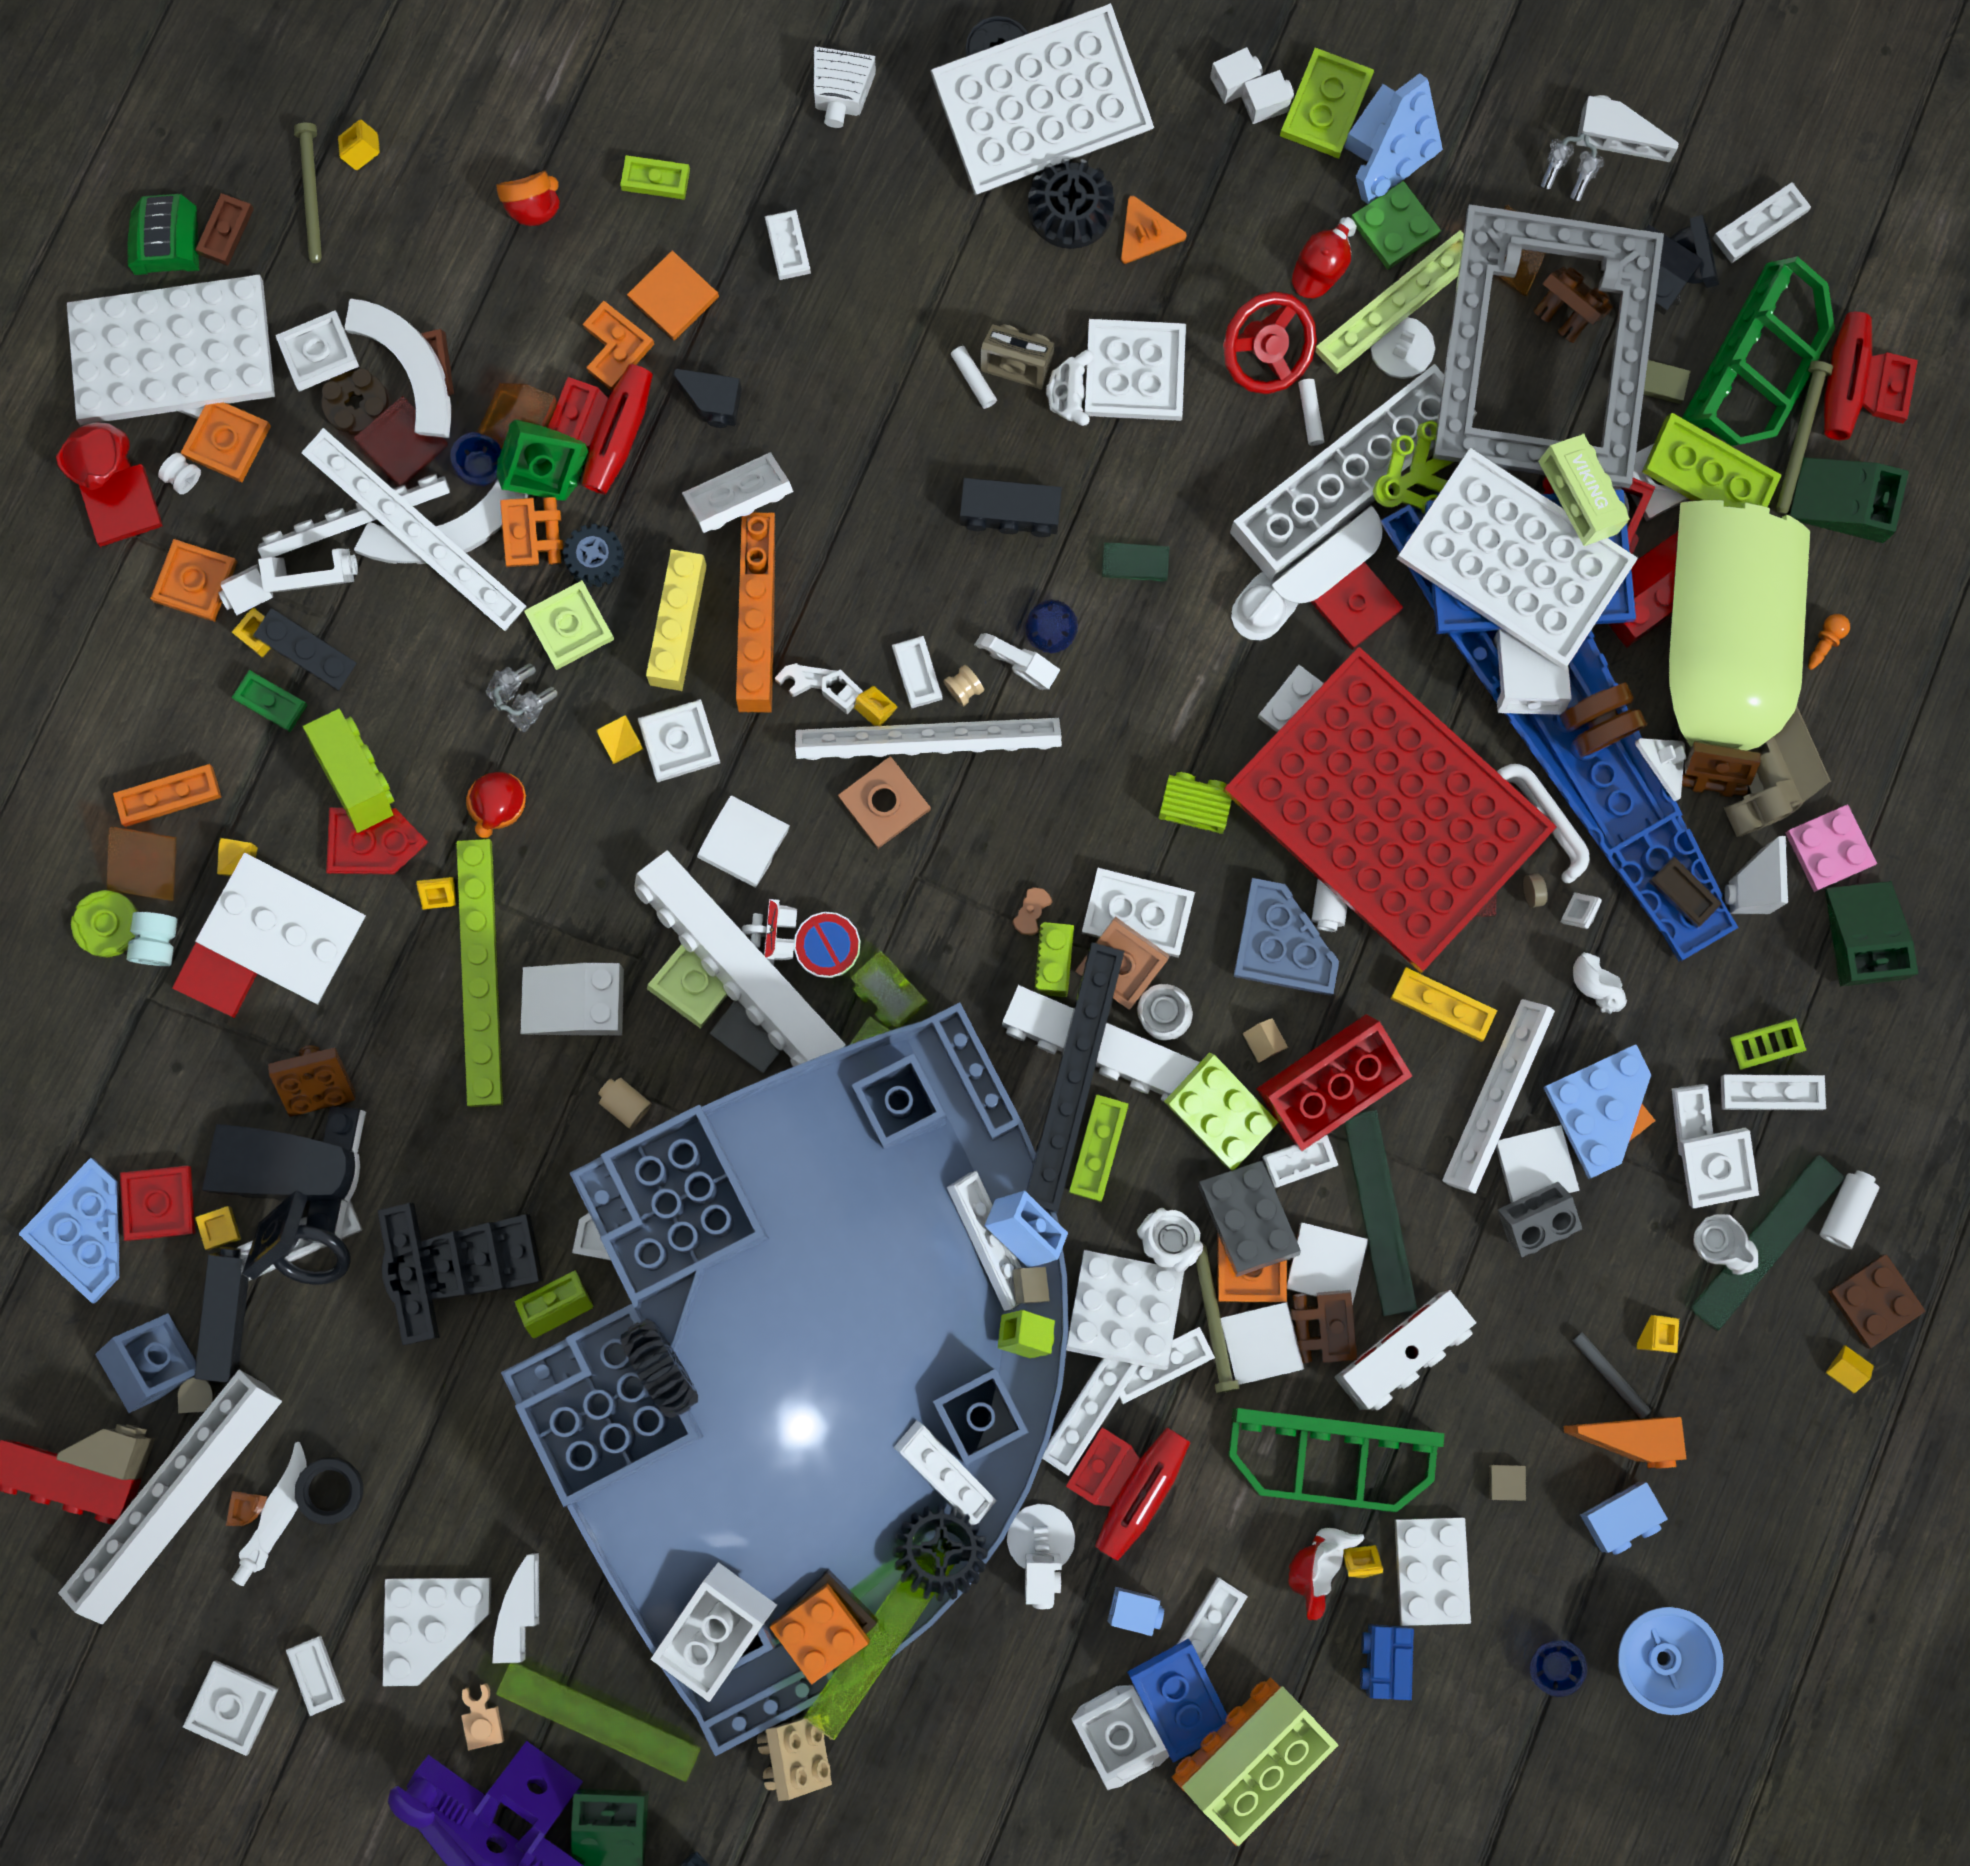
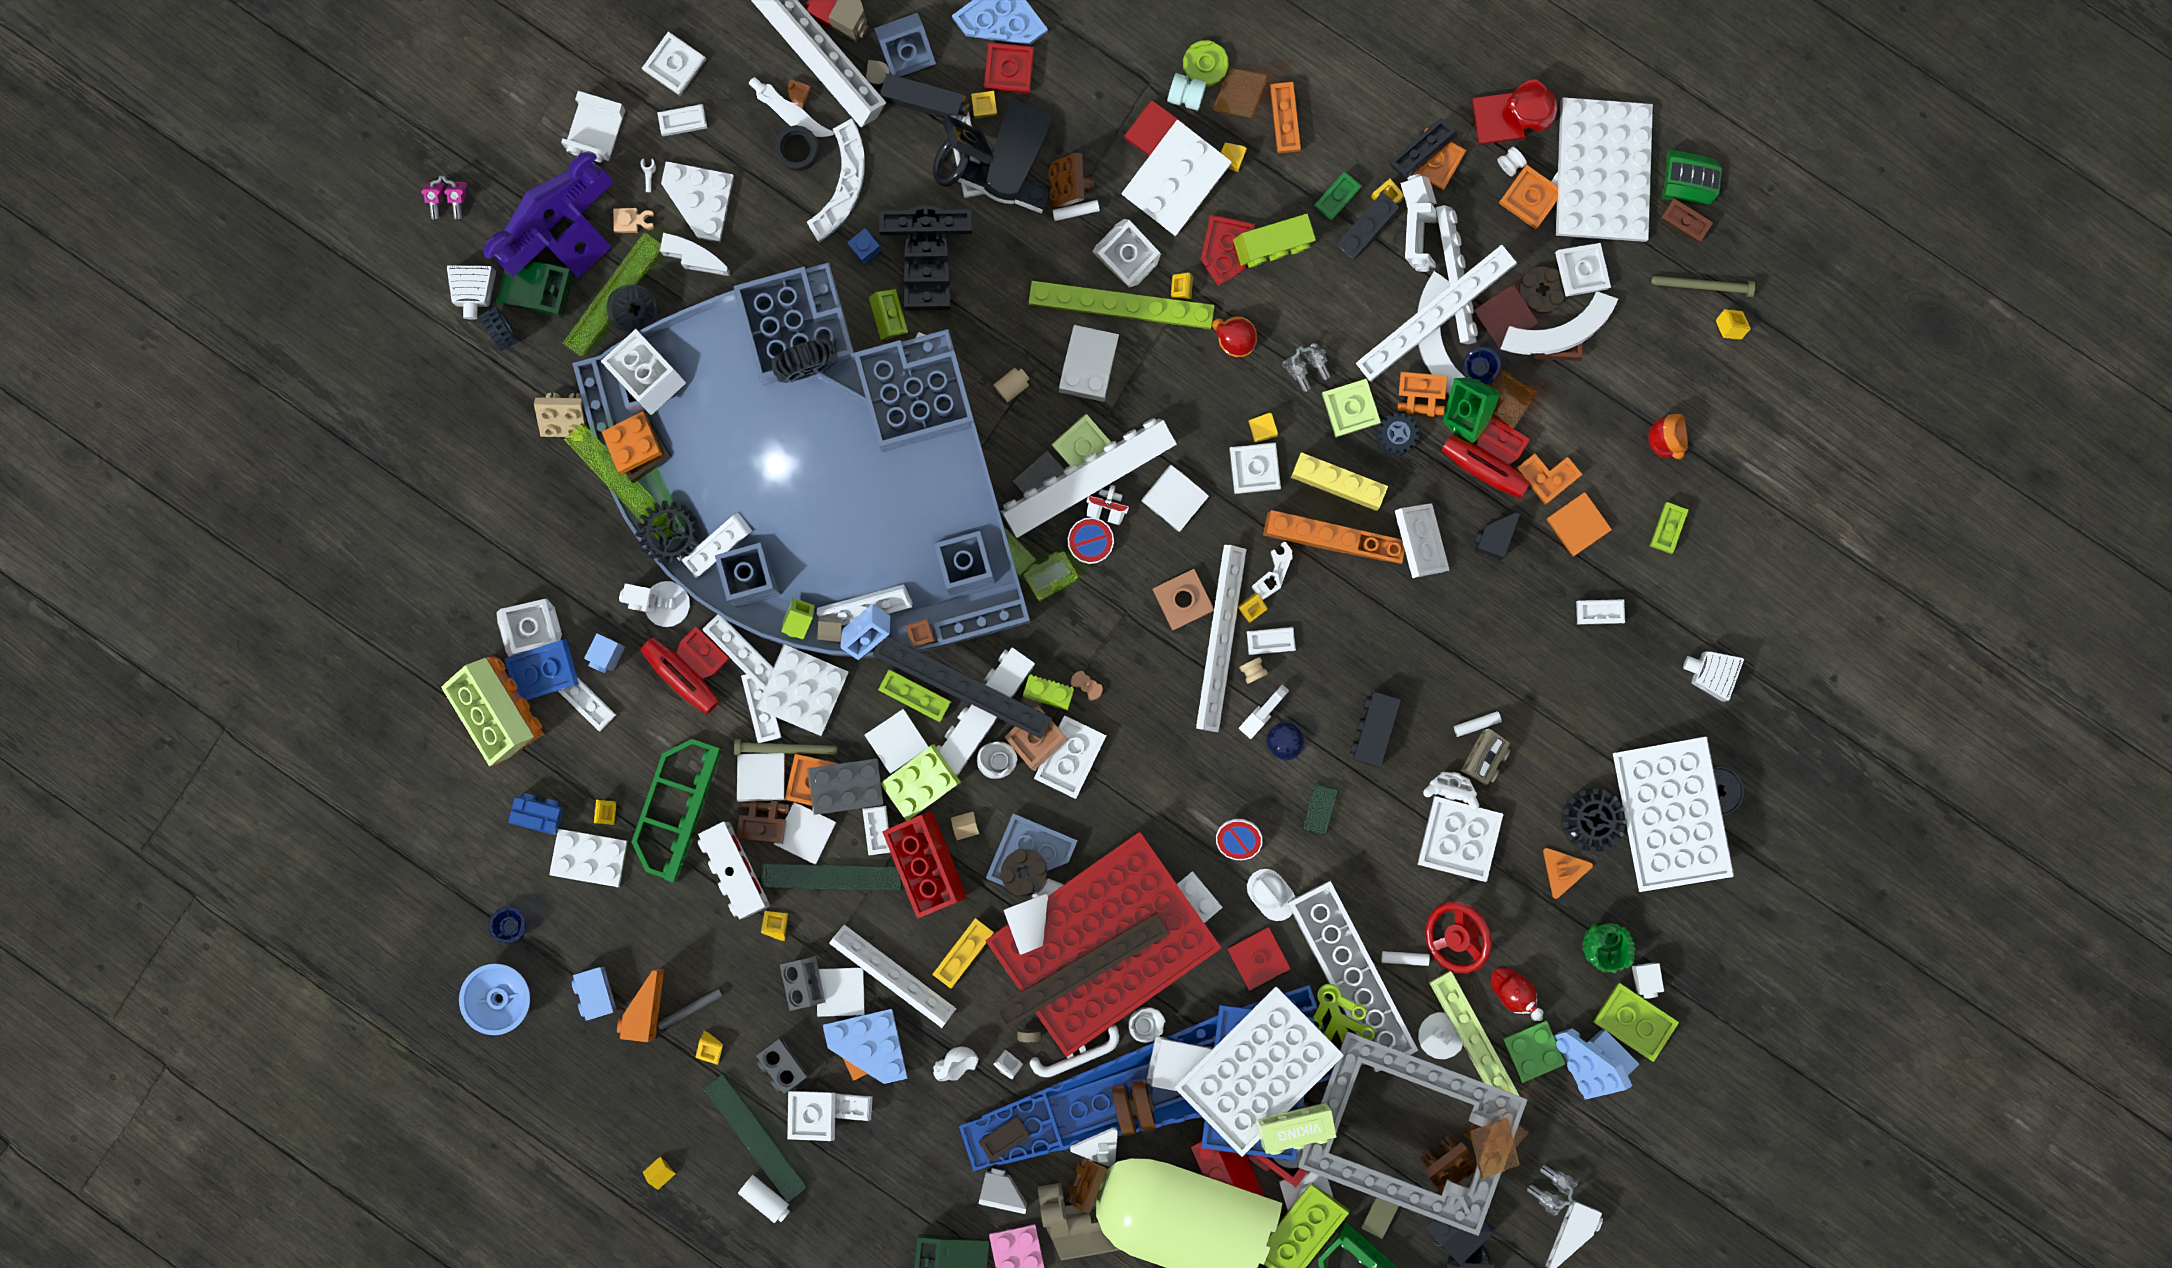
camera: 110 degrees right, 5 degrees up
(181, 593) = (1423, 148): none -> black plate
(347, 1808) = (594, 126): none -> white panel
(352, 1064) = (1075, 210): none -> white piece
(368, 1402) = (849, 183): none -> white tile
(401, 977) = (1127, 253): none -> white slope
(405, 1709) = (648, 173): none -> white hand
(460, 1358) = (864, 246): none -> blue brick
(609, 1705) = (620, 301): none -> black wheel
(1011, 1152) = (920, 633): none -> dark orange tile
(1168, 1160) = (896, 741): none -> white tile
(1170, 1239) = (842, 730): white hair -> none
(1195, 803) = (1138, 813): lime brick -> none
(1201, 659) = (1239, 839): none -> piece
(1231, 73) = (1670, 960): white brick -> none
(1238, 150) = (1609, 947): none -> green hair
(1317, 1565) = (608, 780): hair -> none
(1323, 956) = (1027, 885): none -> dark brown plate
(1331, 559) = (1292, 945): white brick -> none
(1387, 913) = (1028, 923): none -> white slope
(1437, 828) = (1080, 971): none -> dark brown plate
(1465, 1278) = (775, 925): none -> yellow slope
(1483, 732) = (1146, 1024): none -> white hair
(1507, 1482) = (634, 921): dark tan tile -> none
(1546, 229) = (1494, 1148): none -> clear orange piece
(1654, 1218) = (787, 1062): none -> dark grey brick
(1725, 1242) = (760, 1106): white hair -> none
(1773, 1092) = (855, 1167): white plate -> none
(1795, 1036) = (882, 1193): lime slope -> none
(1876, 1301) = (700, 1203): reddish brown plate -> none

